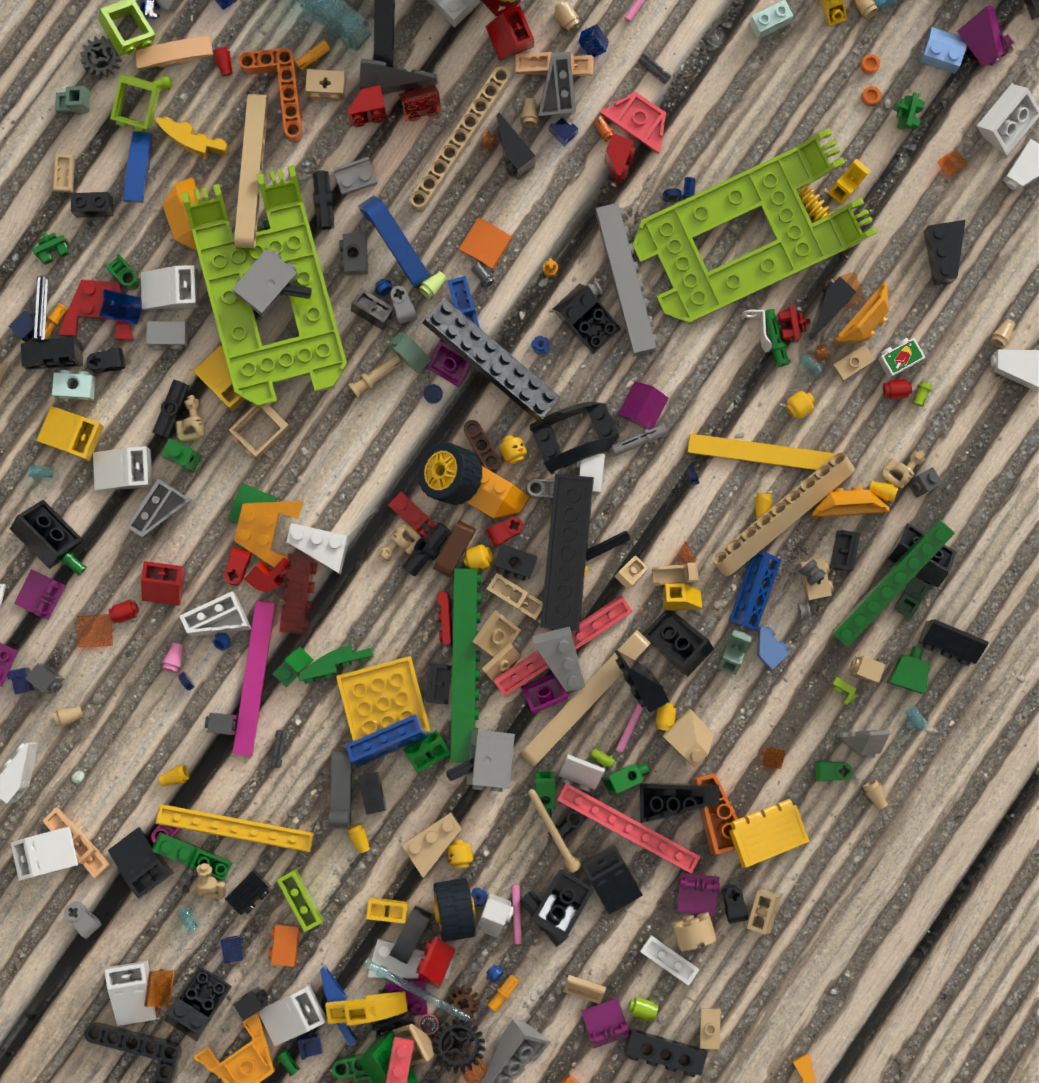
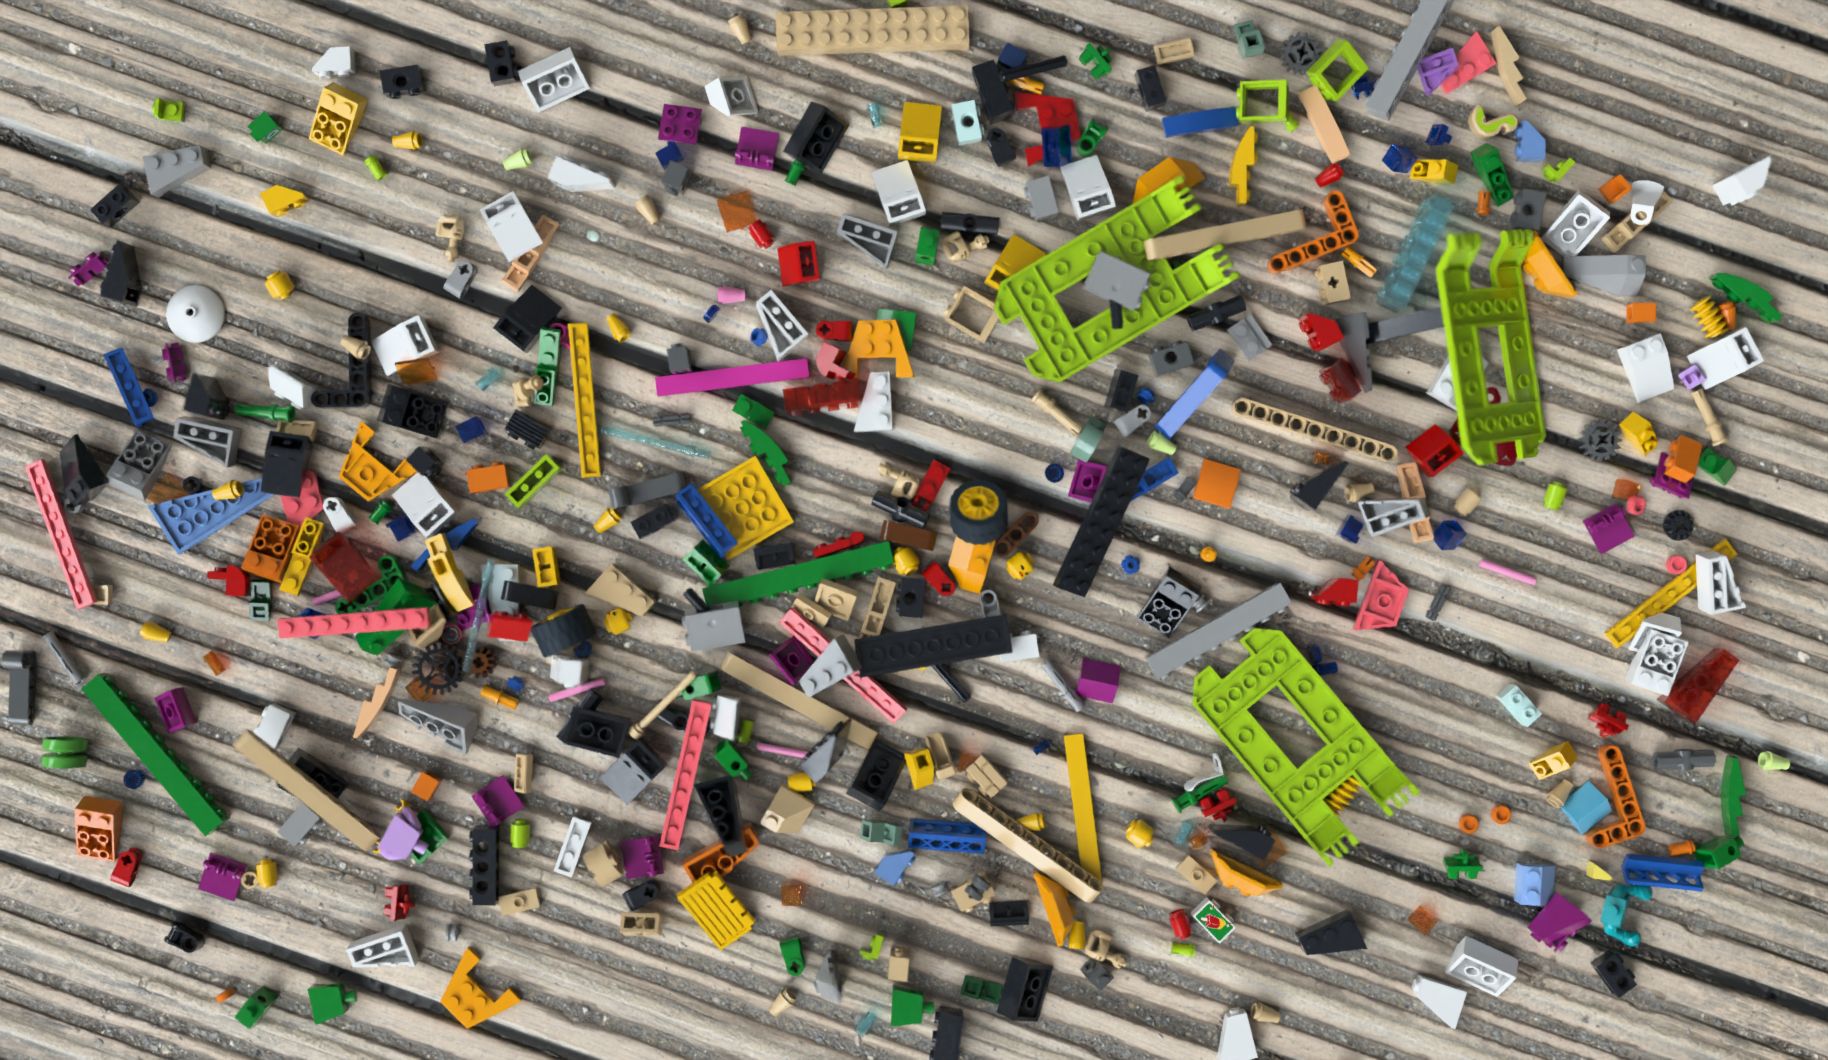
camera: 75 degrees right, 5 degrees up
(36, 913) = (455, 233): none -> tan piece
(118, 1040) = (357, 347): none -> tan cone
(313, 739) = (689, 450): none -> clear light blue bar
(548, 444) = (1033, 600): black wedge -> none
(631, 572) = (931, 712): tan slope -> none
(706, 536) = (986, 775): none -> tan brick
(849, 181) = (1374, 824): yellow brick -> none
(893, 582) = (989, 968): green brick -> none

